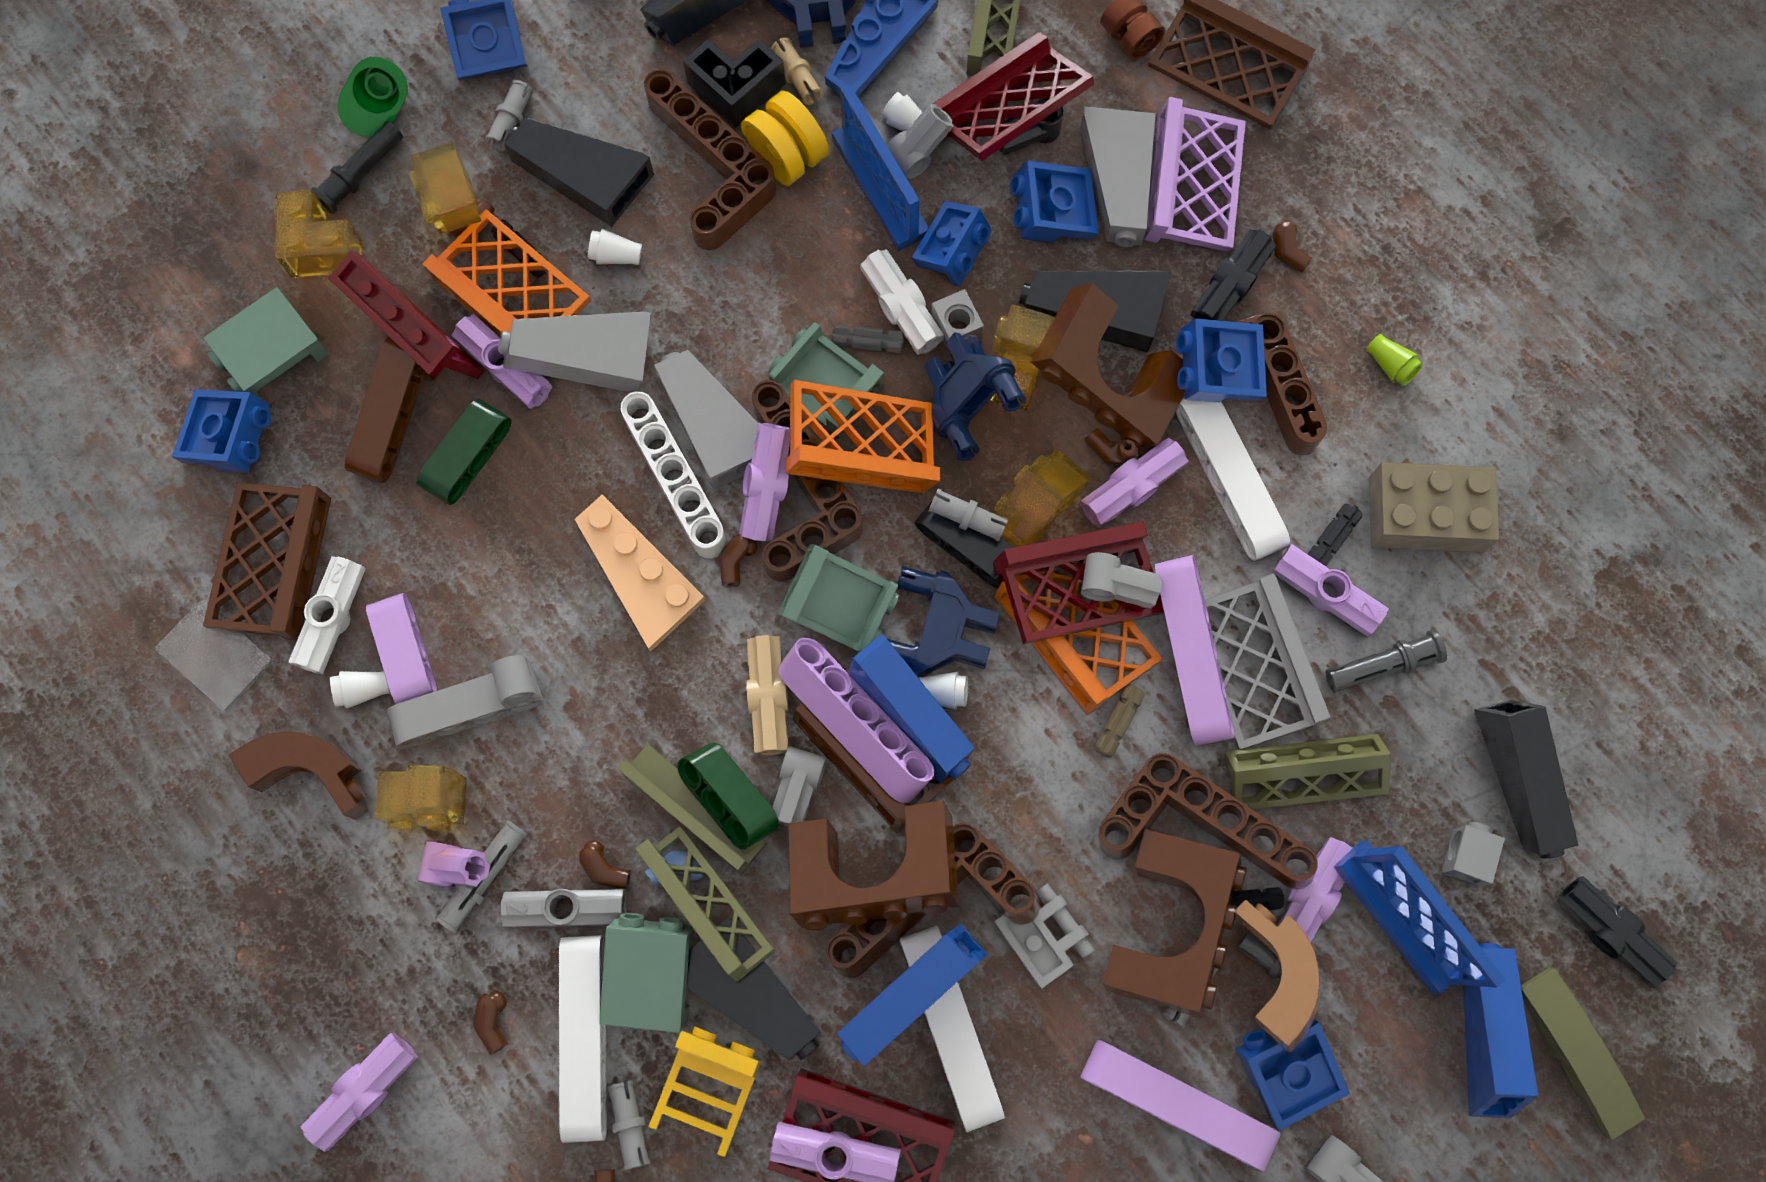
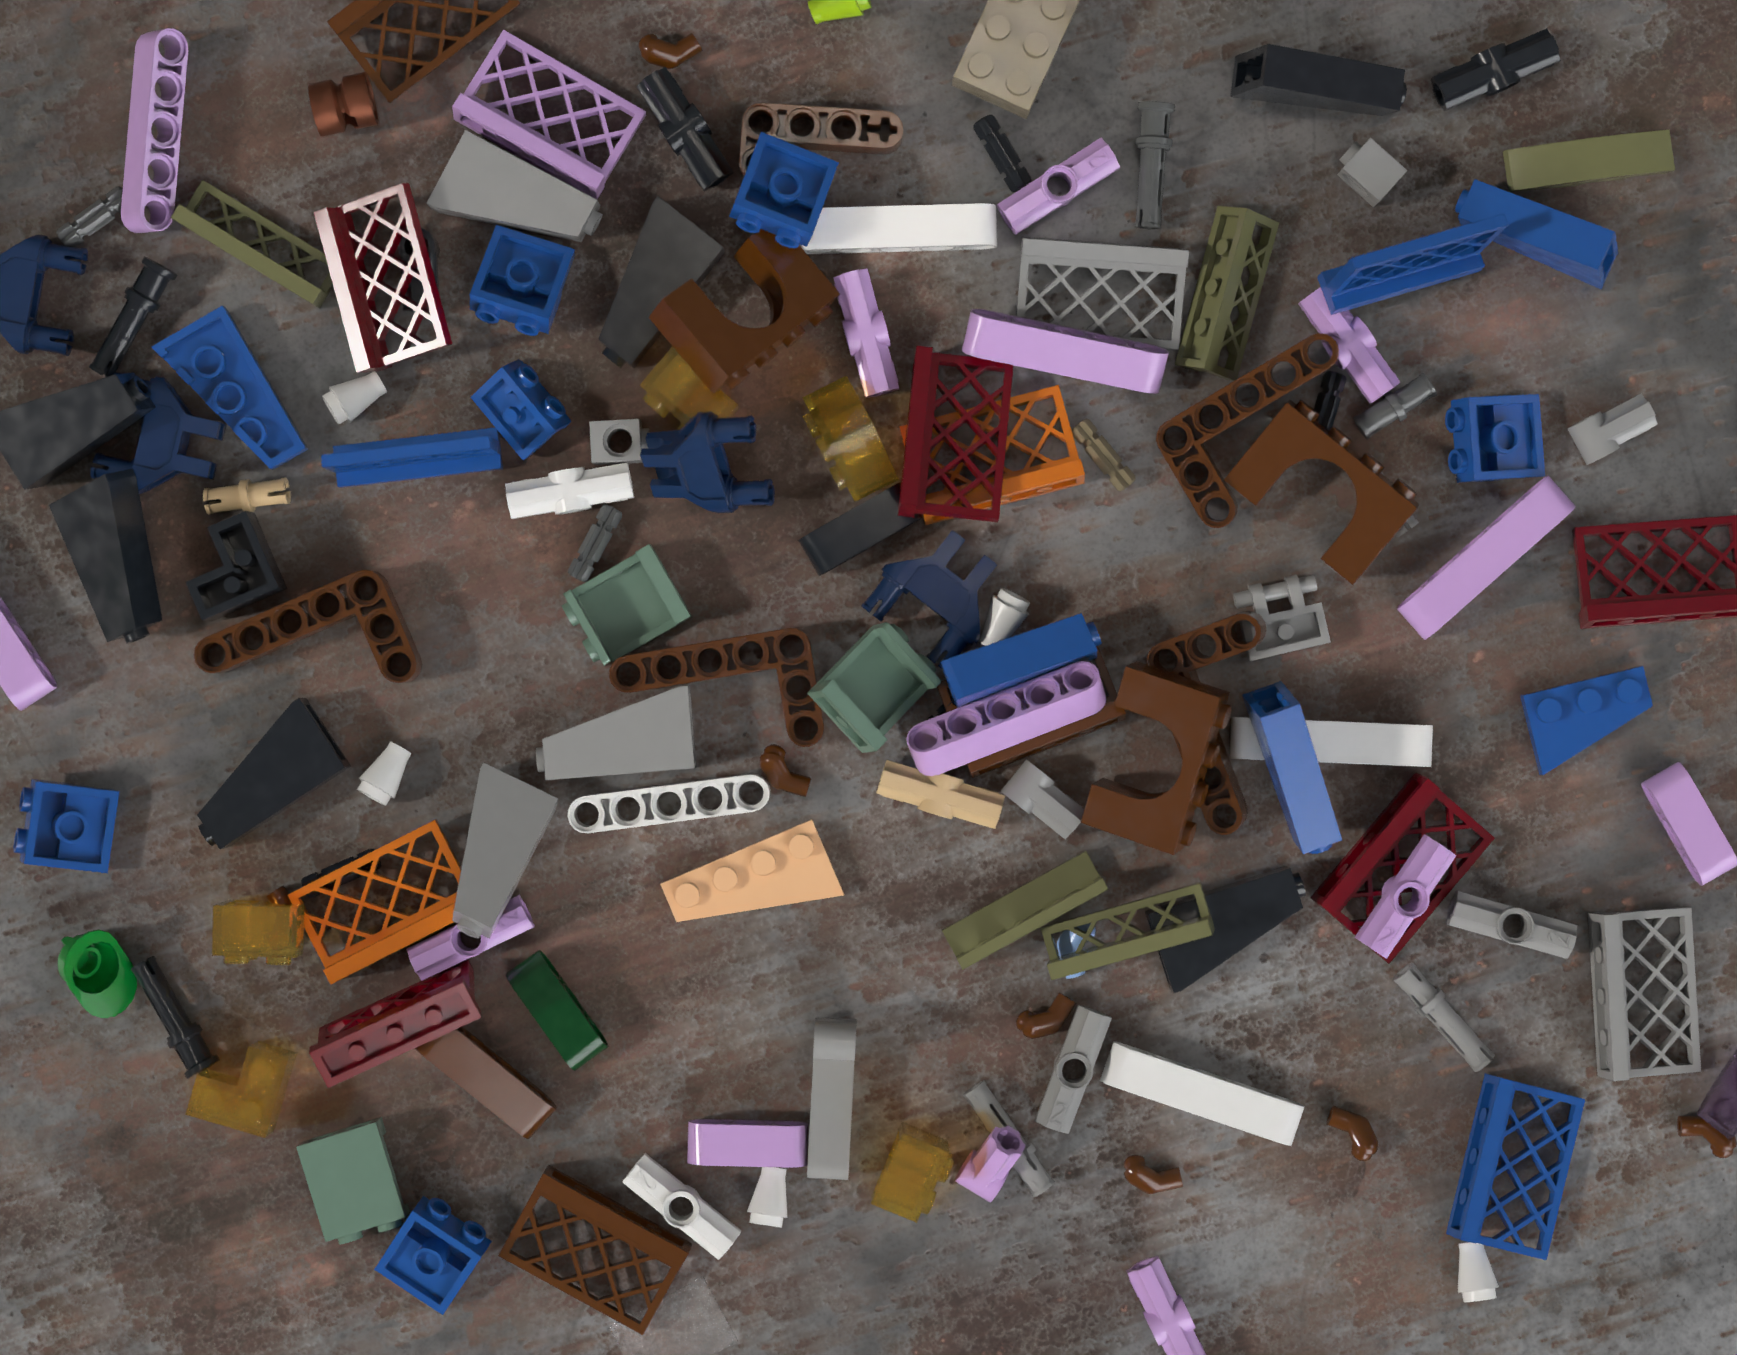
camera: 70 degrees left, 15 degrees up
(281, 754) = (809, 1297): reddish brown arch -> none
(508, 114) = (176, 831): light grey pin -> none
(628, 1125) = (1299, 1078): light grey pin -> none
(646, 973) = (1170, 1011): sand green panel -> none
(728, 795) = (1028, 871): dark green beam -> none
(729, 1065) = (1264, 983): yellow plate -> none
(765, 482) = (721, 712): lavender piece -> none
(786, 137) = (335, 538): yellow wheel -> none
(854, 467) = (744, 615): orange fence -> none
(915, 145) = (394, 403): light grey piece -> none
(968, 514) = (842, 521): light grey pin -> none
(1110, 580) = (968, 407): light grey piece -> none
(1112, 451) = (821, 341): reddish brown arm -> none
(1298, 995) = (1427, 400): medium nougat arch -> none

